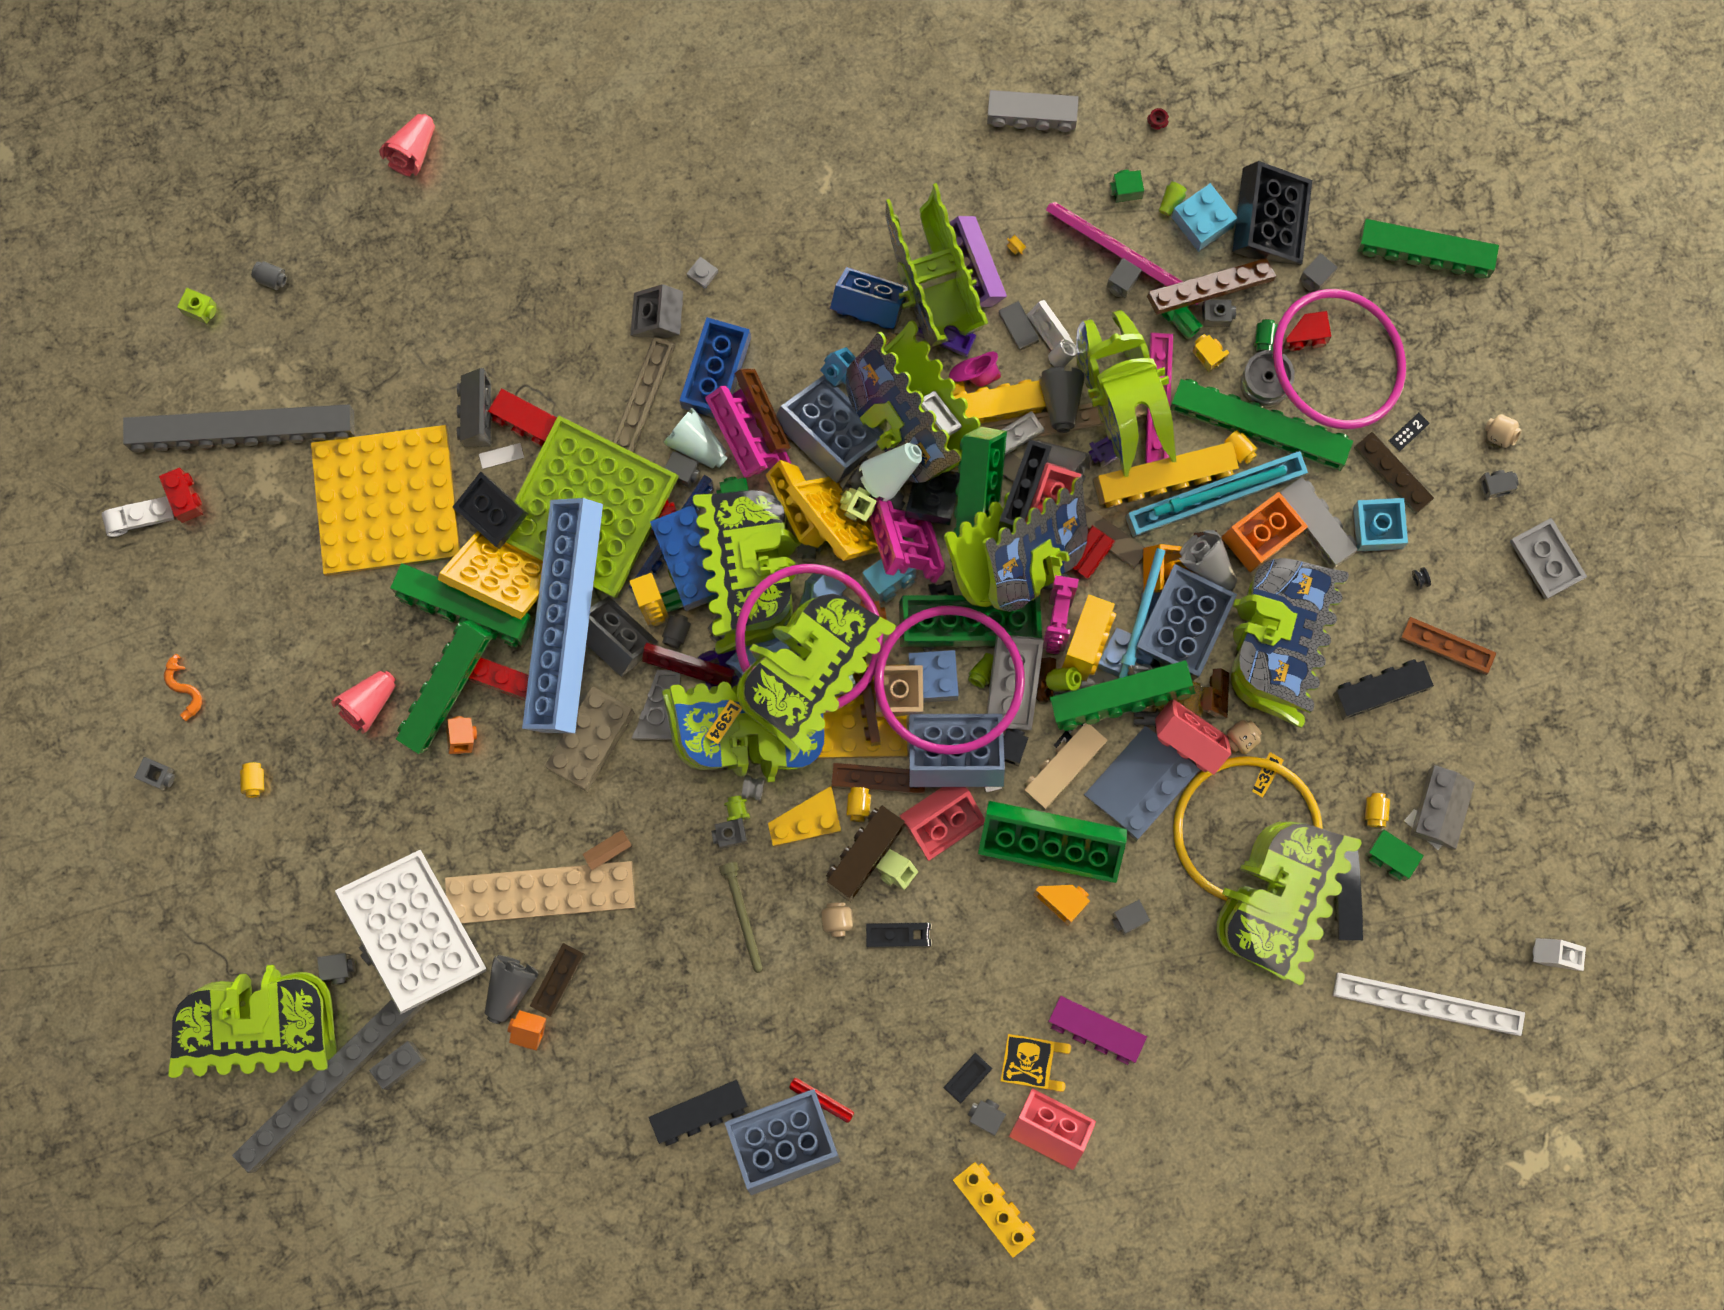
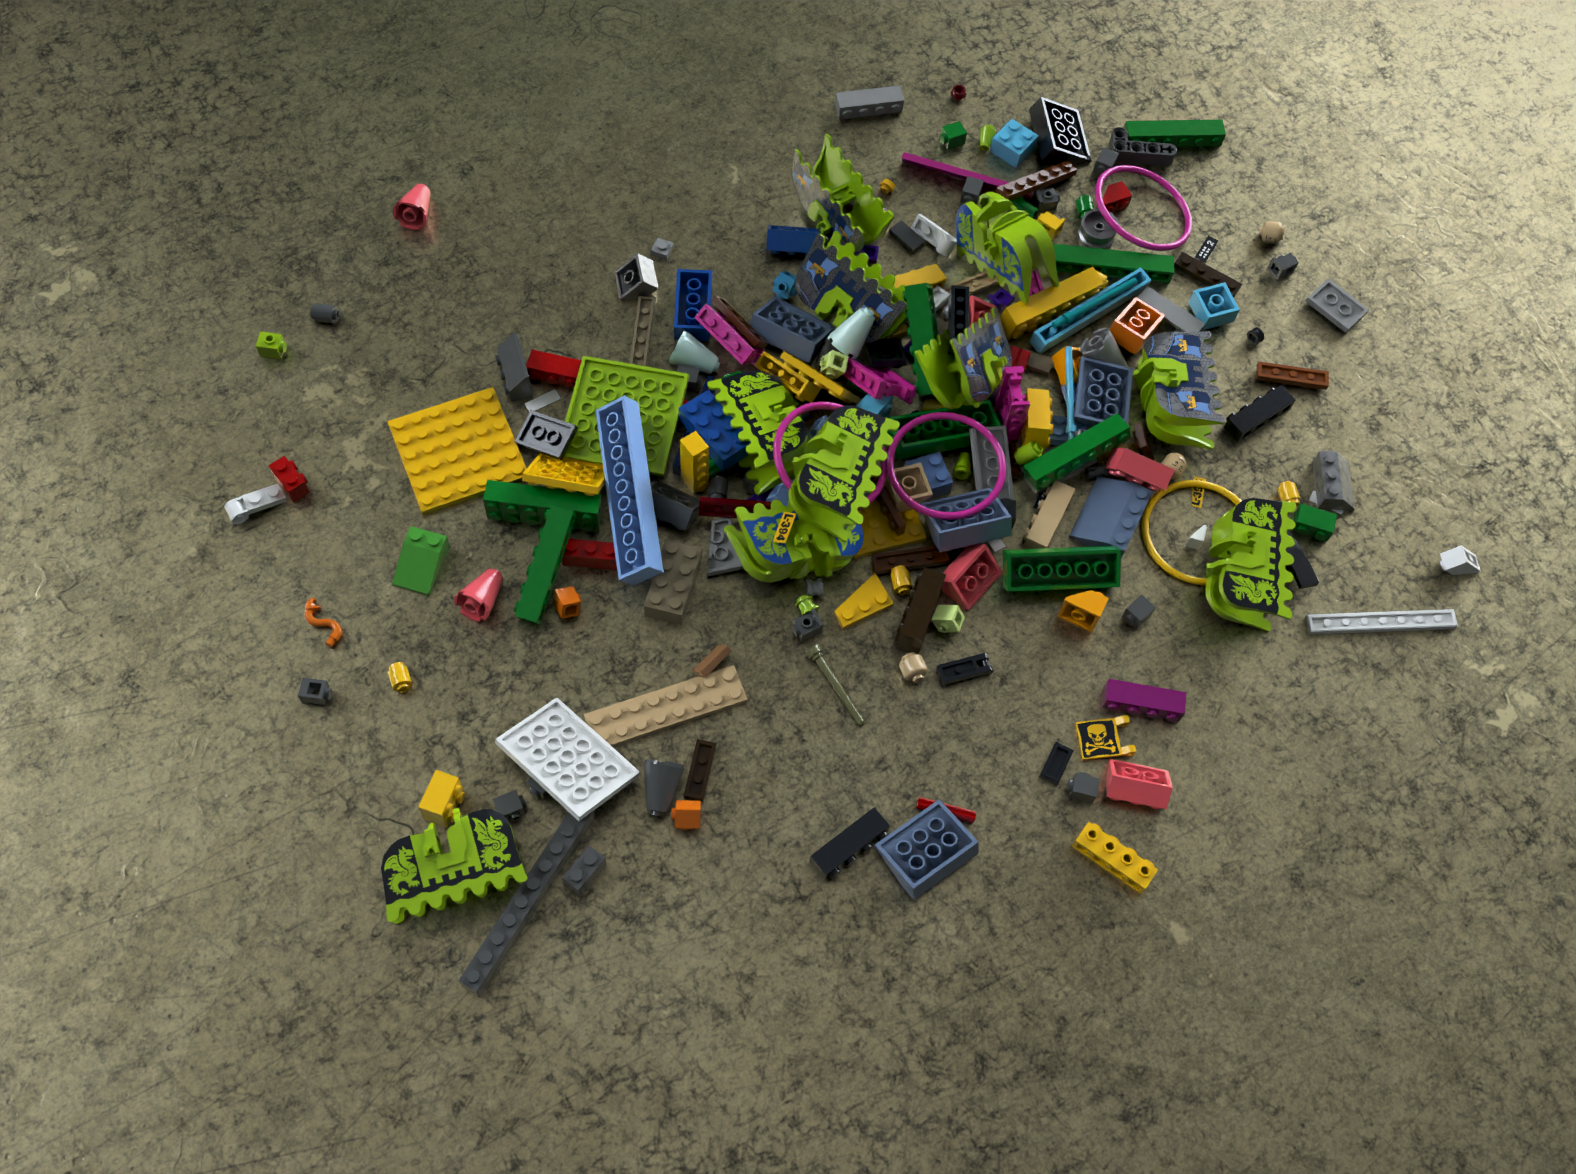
camera: 25 degrees left, 15 degrees down
(238, 427) = (323, 422): dark grey brick -> none
(262, 942) = (441, 798): none -> yellow brick
(307, 639) = (420, 560): none -> bright green slope
(978, 370) = (893, 265): dark pink piece -> none
(1062, 396) = (956, 266): dark grey cone -> none
(1237, 842) = (1197, 538): none -> white slope
(1374, 263) = (1140, 152): none -> dark grey beam

